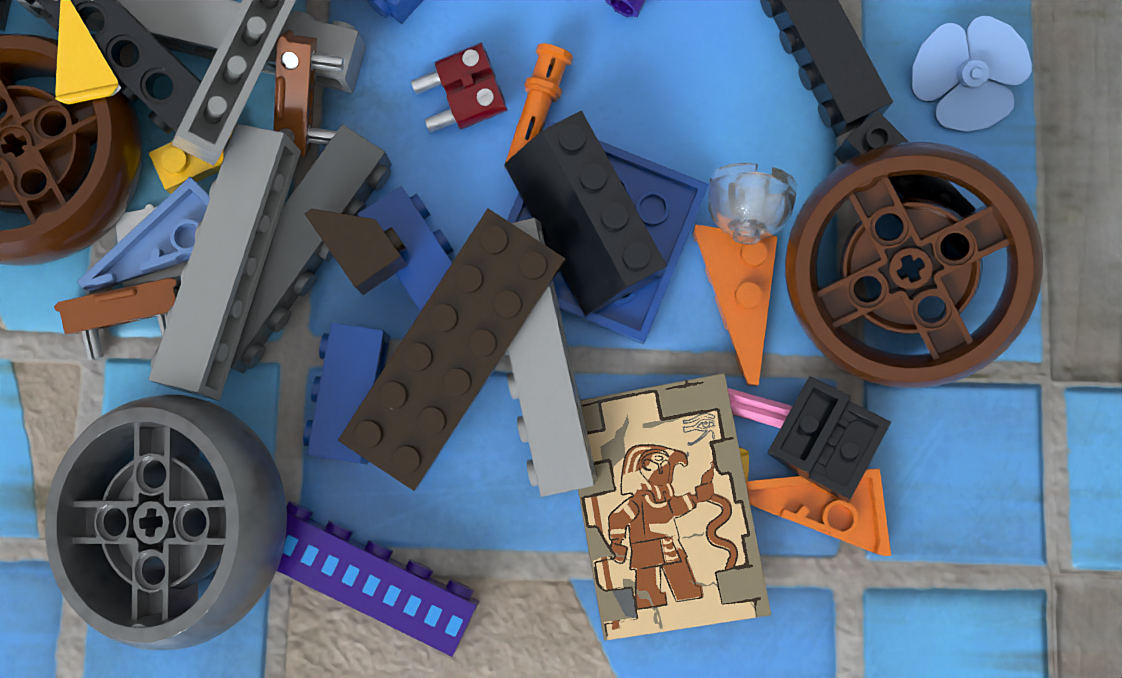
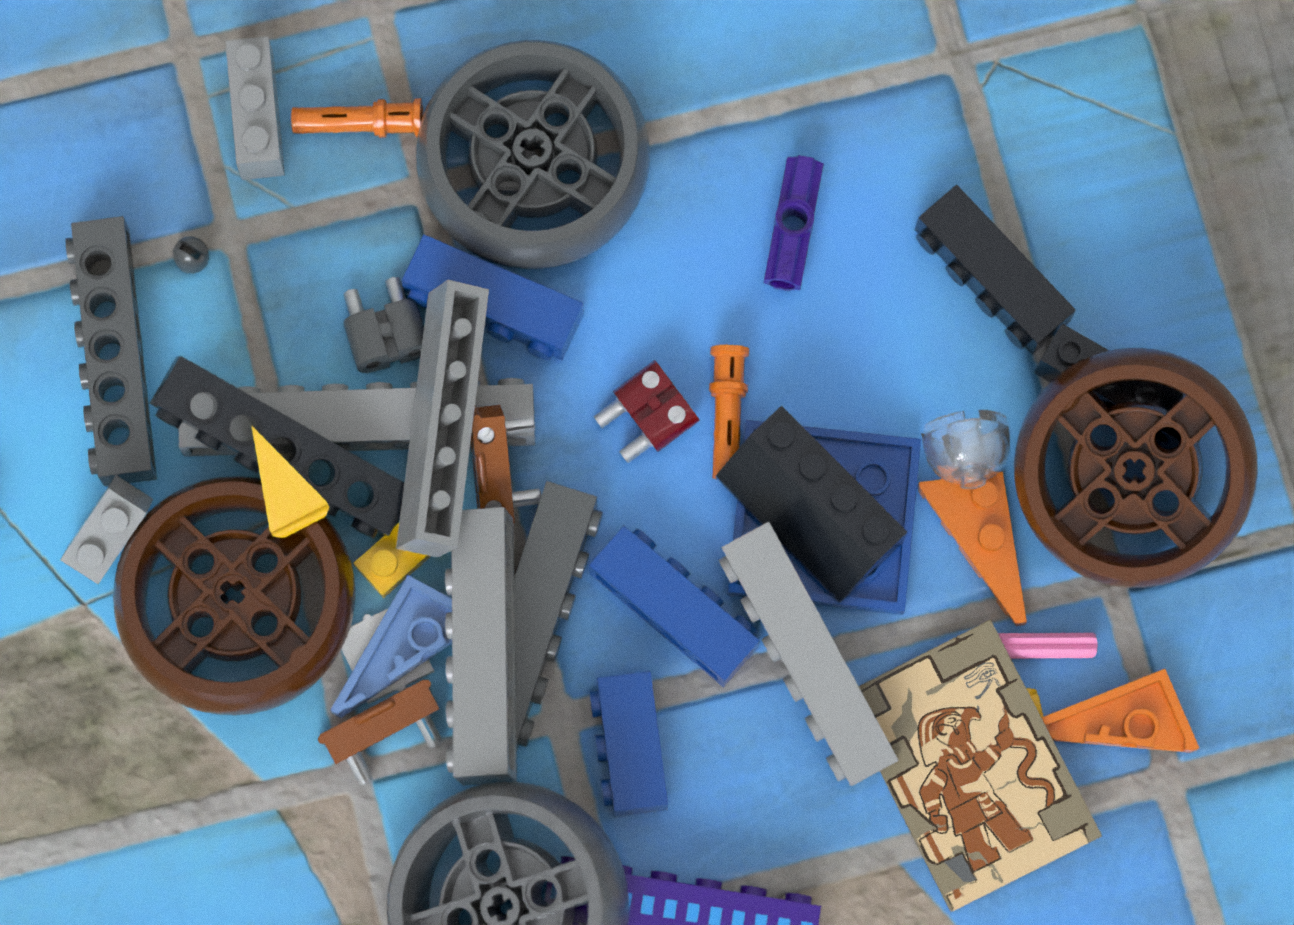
camera: 20 degrees left, 5 degrees down
(359, 247) = (606, 596): dark brown slope -> none
(451, 349) = (727, 669): dark brown plate -> none
(828, 439) = (1108, 653): black slope -> none
(969, 59) = (1159, 234): light blue piece -> none

